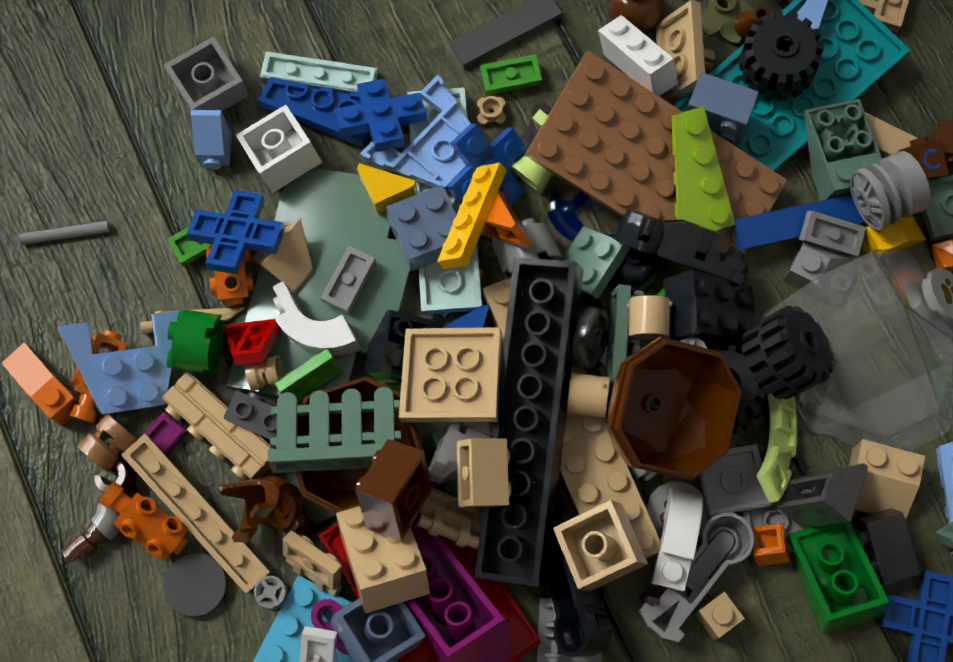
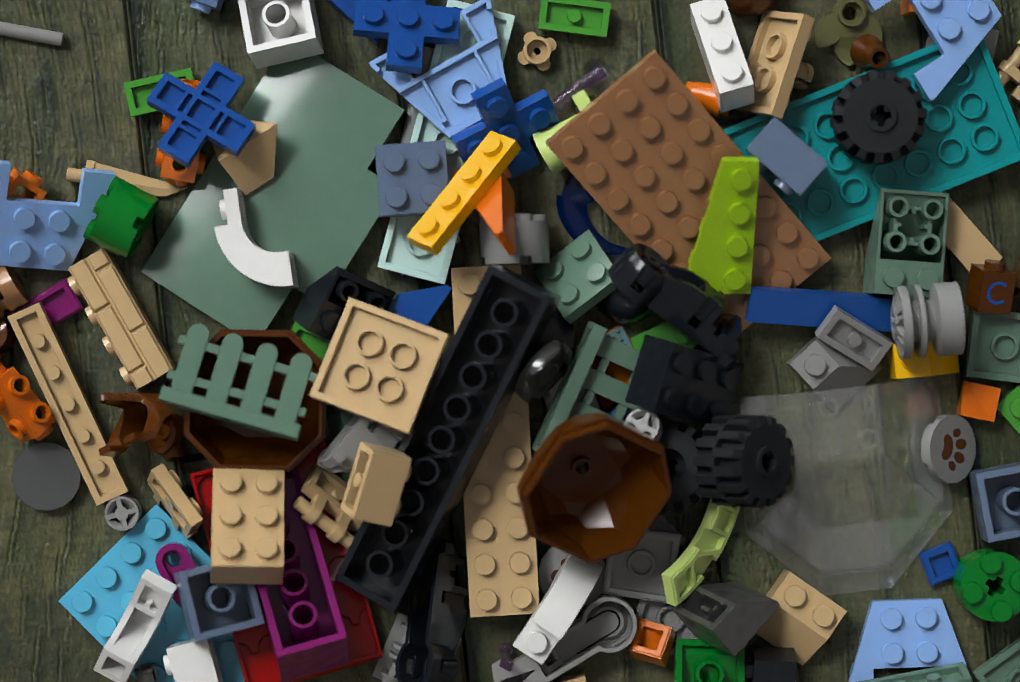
camera: 15 degrees right, 15 degrees up
(251, 340) = (182, 239): red wing -> none
(252, 414) = (161, 321): dark grey bracket -> none
(265, 373) = (186, 280): tan wheel -> none
(310, 375) = (242, 300): bright green plate -> none
(348, 279) = (308, 206): light grey plate -> none
(385, 187) = (381, 116): yellow slope -> none
(393, 489) = (277, 475): reddish brown brick -> none
(588, 395) = (517, 433): tan piece -> none
(600, 545) = (472, 594): tan brick -> none
(649, 317) = (611, 374): tan piece -> none

